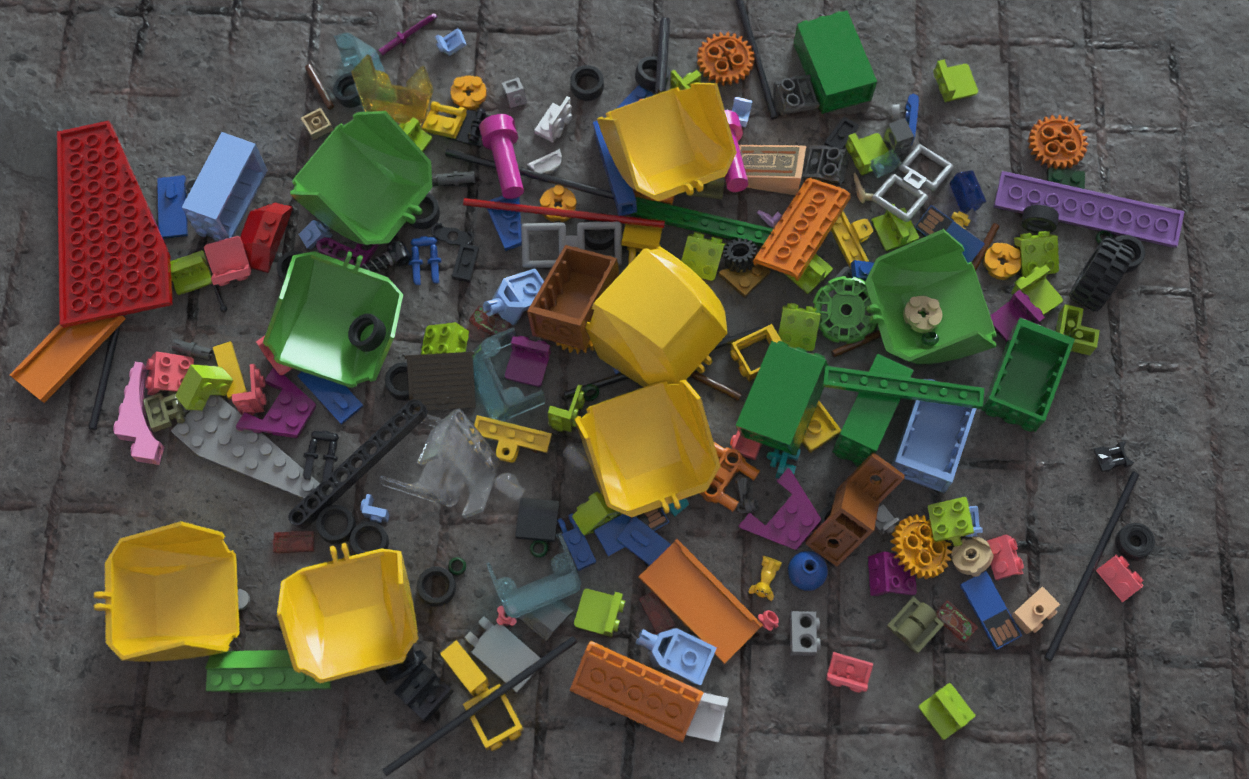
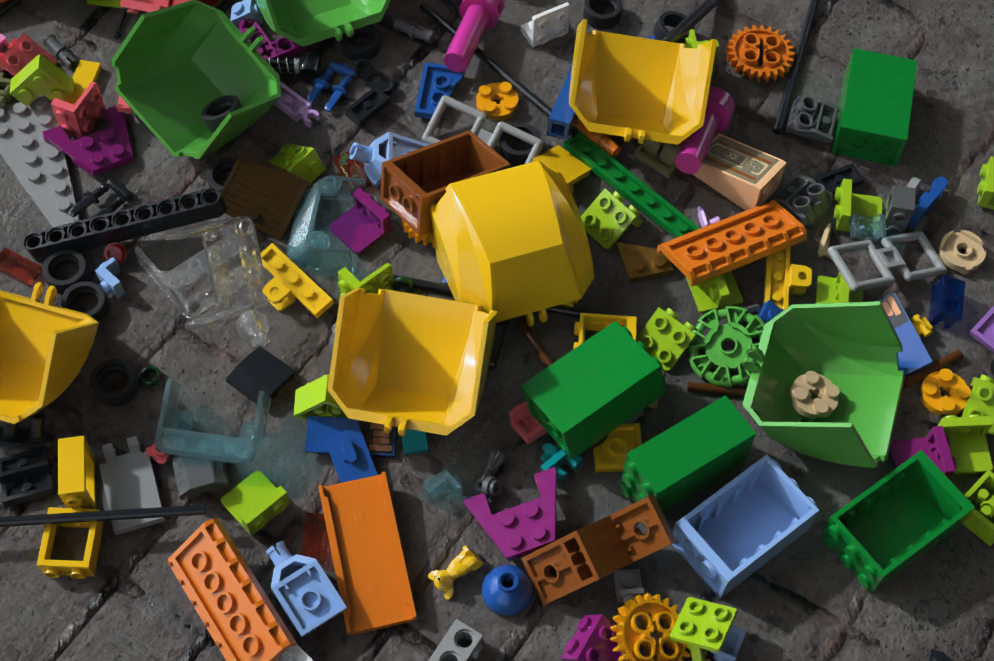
camera: 30 degrees right, 10 degrees down
(333, 396) = (155, 159): blue piece -> none
(362, 488) = (116, 251): none -> red plate
(414, 293) = (296, 106): none -> lavender plate
(538, 555) = (248, 410): dark green piece -> none
(547, 164) = (513, 61): white tile -> none
(563, 213) = (496, 108): red piece -> none
(577, 545) = (282, 425): blue hinge -> none
(713, 526) = (441, 482): none -> clear light blue bracket
(725, 475) = (482, 439): orange piece -> none
(736, 248) = (647, 235): black tyre -> none
(742, 109) = (745, 107): light blue bracket -> none
(768, 620) = (427, 616): coral plate -> none
(903, 387) = (732, 443): green plate -> none
(953, 154) = (961, 262): none -> tan plate

